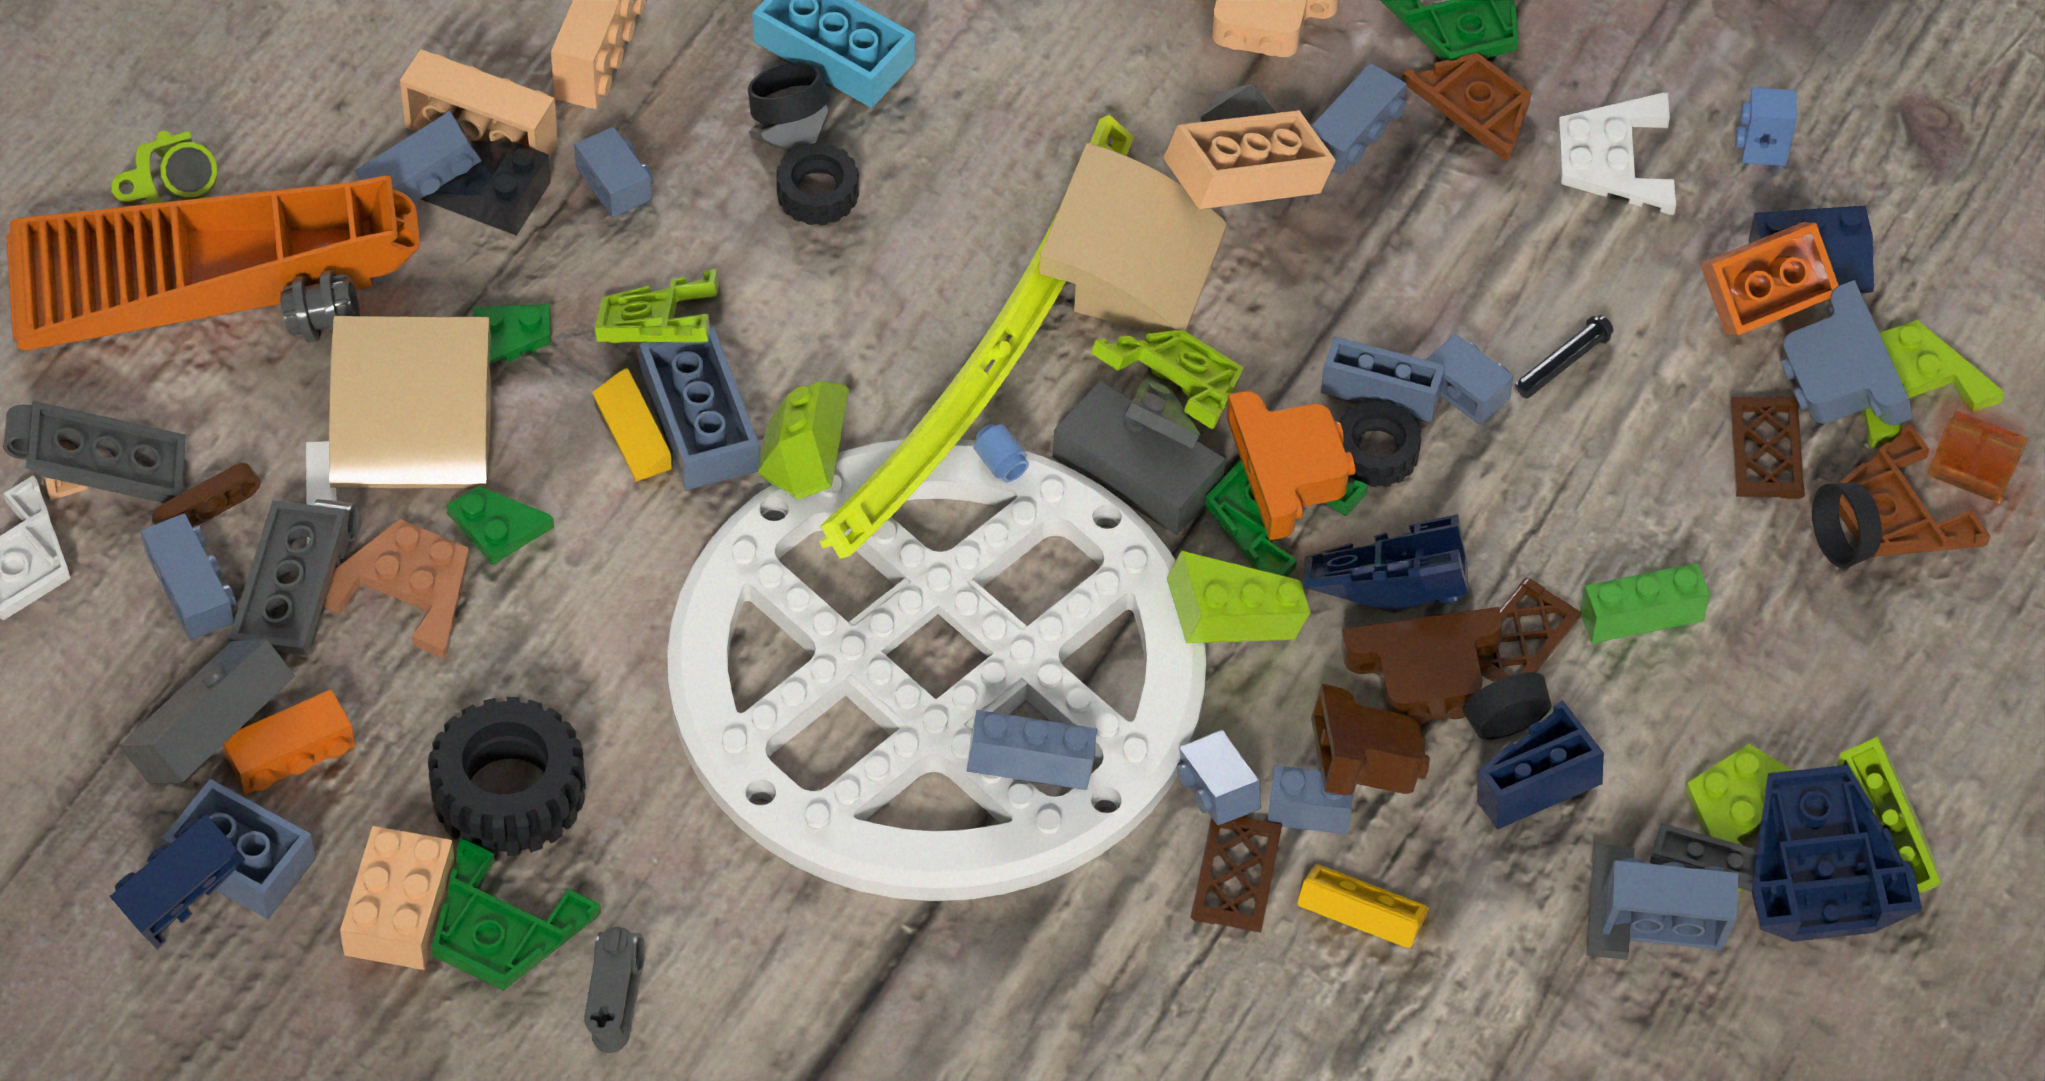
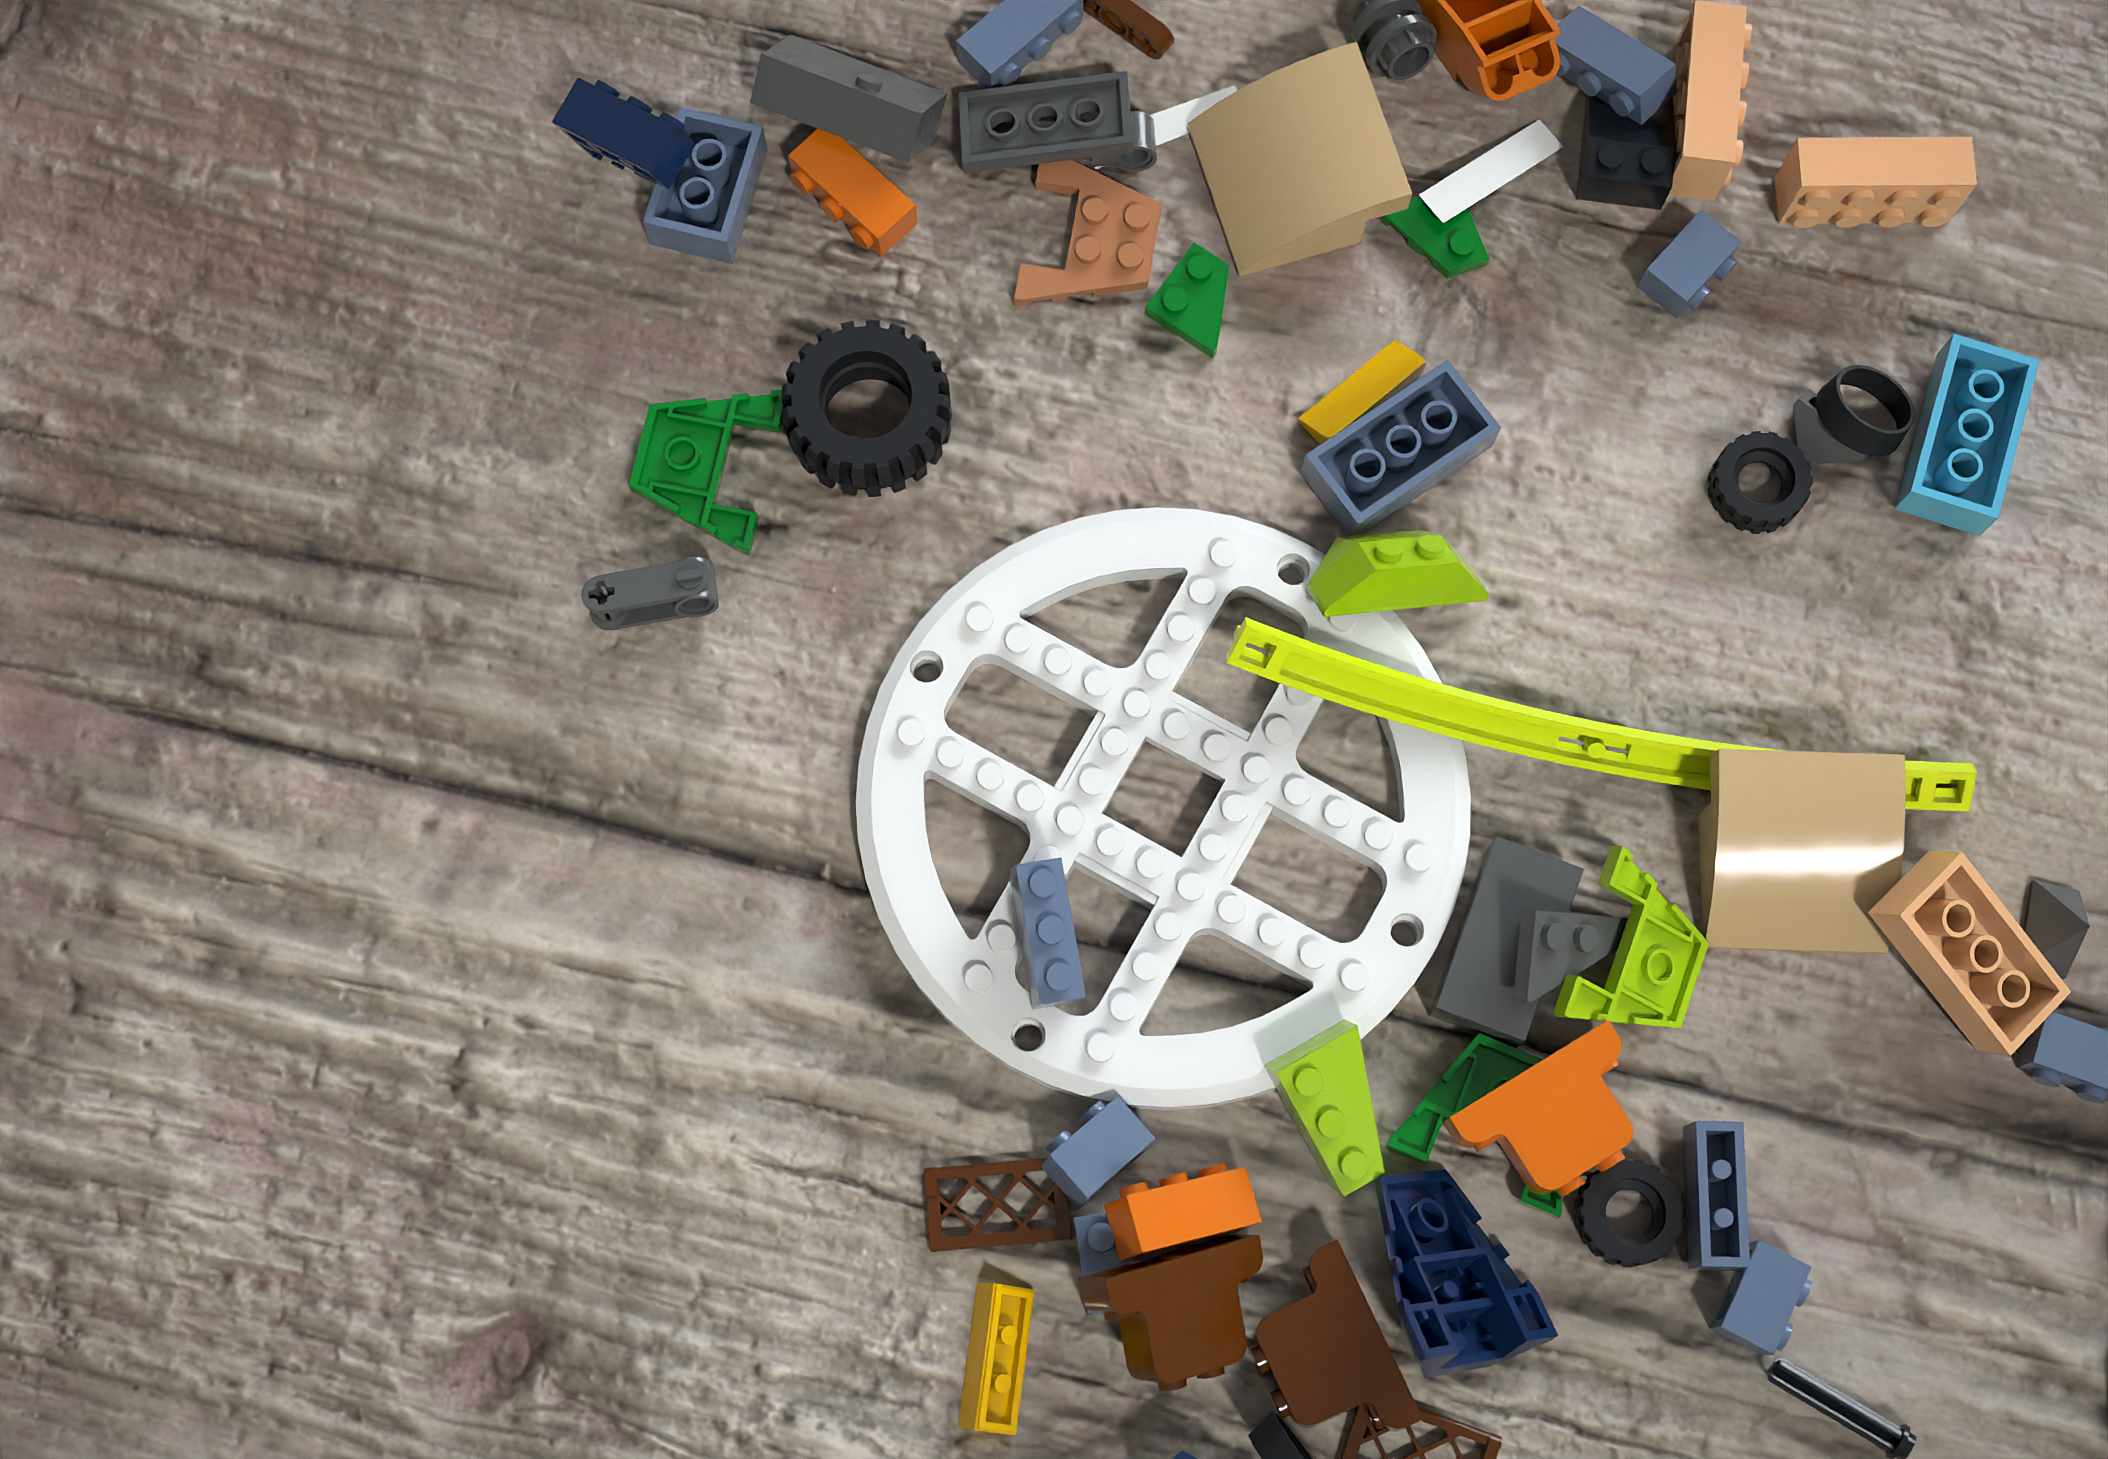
camera: 75 degrees right, 20 degrees up
(397, 898) = (697, 351): light nougat brick -> none
(470, 277) = (1491, 171): none -> white sticker
(649, 315) = (1506, 351): lime wing -> none
(1001, 452) = (1442, 786): medium blue brick -> none
(1287, 725) = (1181, 1211): none -> orange brick

